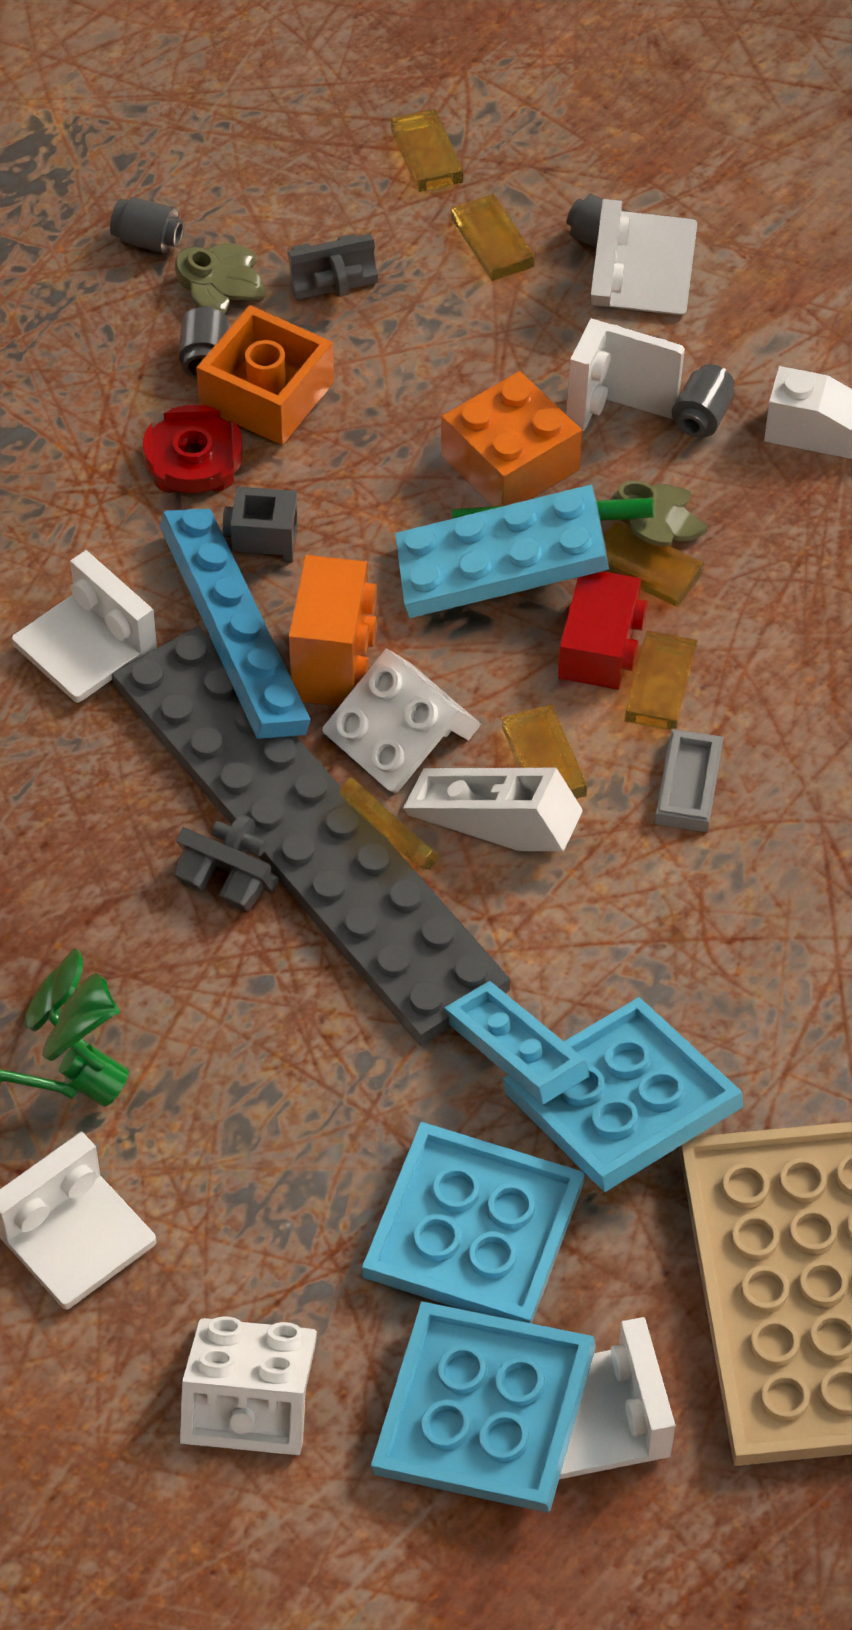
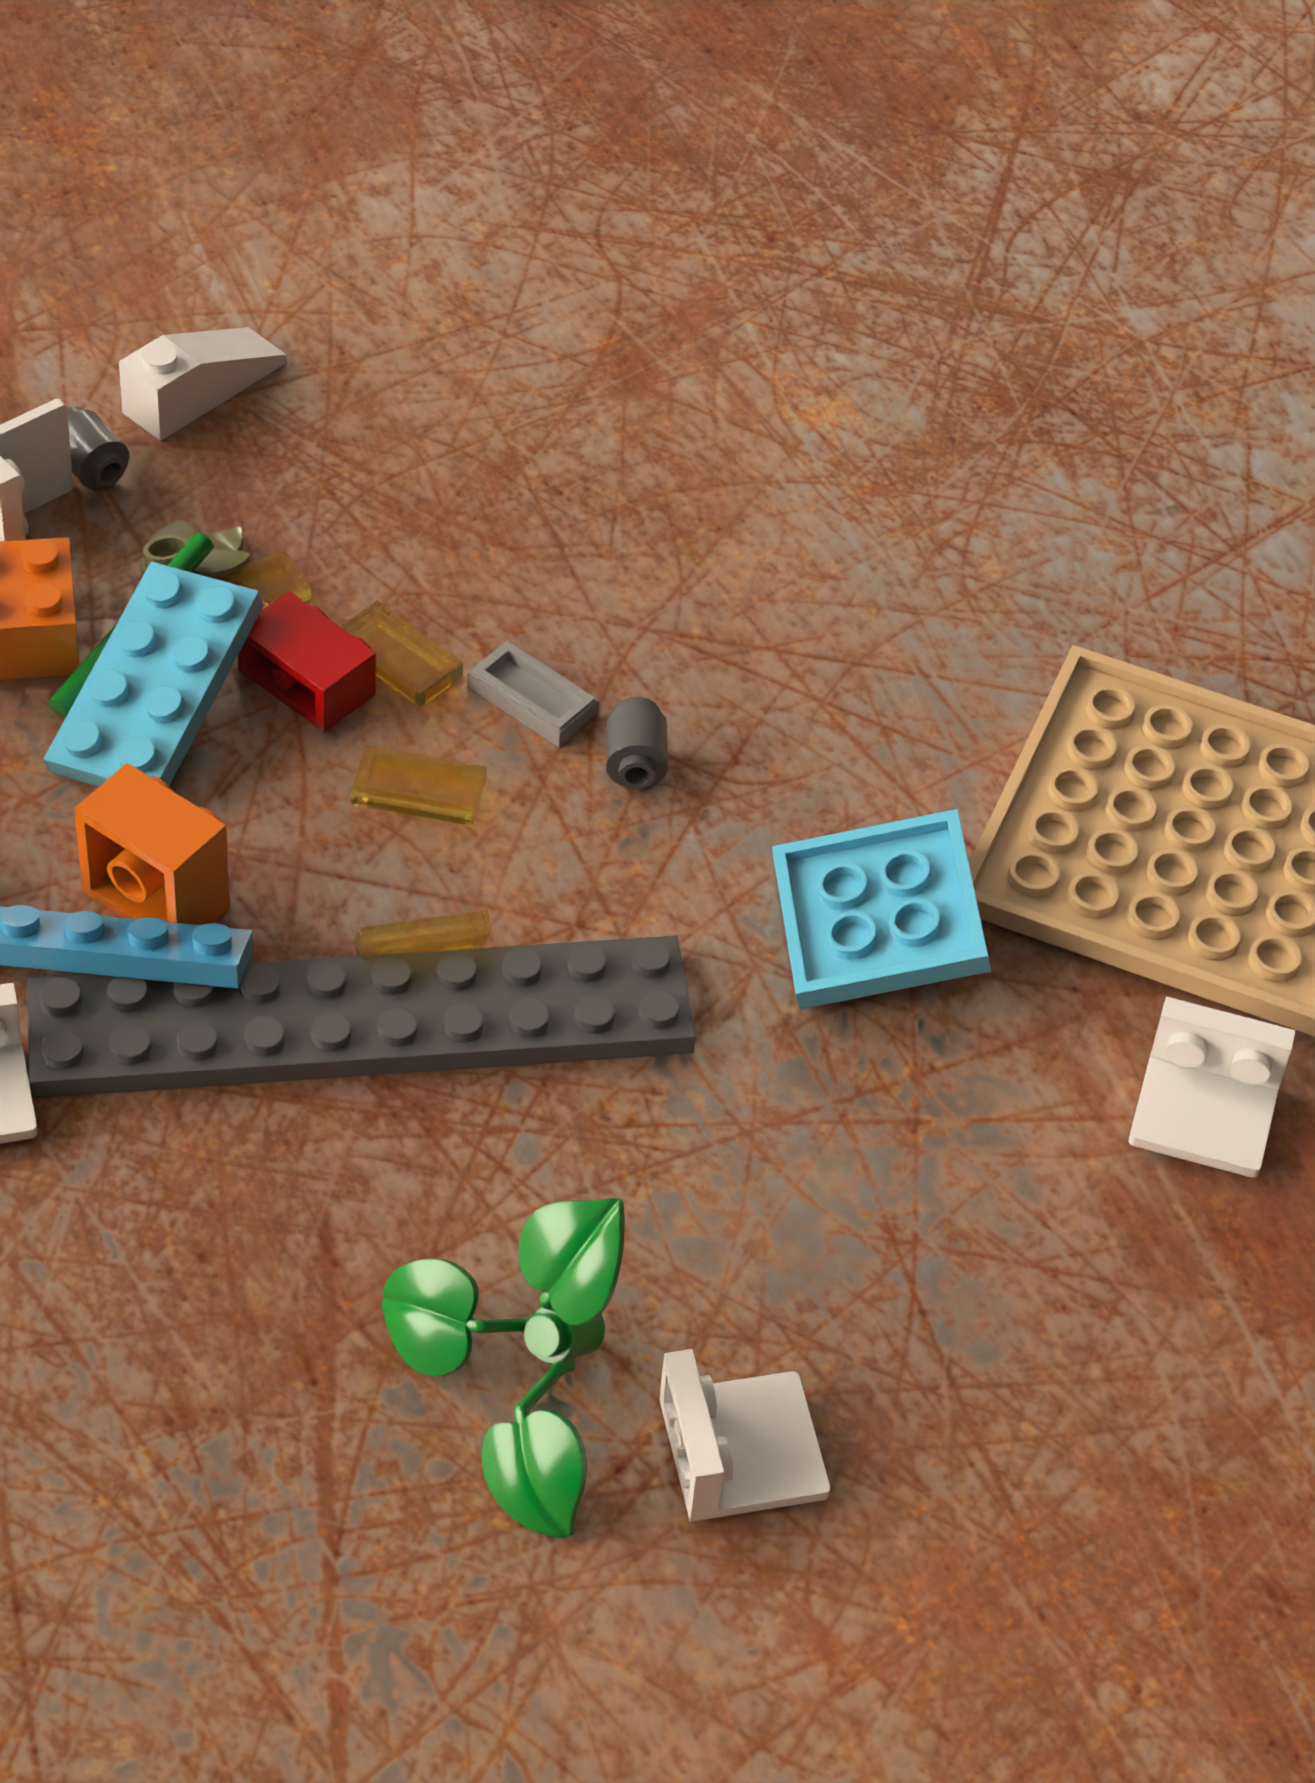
camera: 65 degrees left, 5 degrees down
(204, 855) = (344, 1109): dark grey hips -> none
(247, 1386) = (1027, 1358): white bracket -> none
(395, 720) = (296, 872): white bracket -> none
(473, 1225) = (945, 1101): medium azure plate -> none
(484, 1406) = (1164, 1183): medium azure plate -> none
(500, 805) = (462, 843): white slope -> none
(517, 1042) = (772, 956): medium azure plate -> none
(678, 864) = (636, 743): none -> dark grey brick

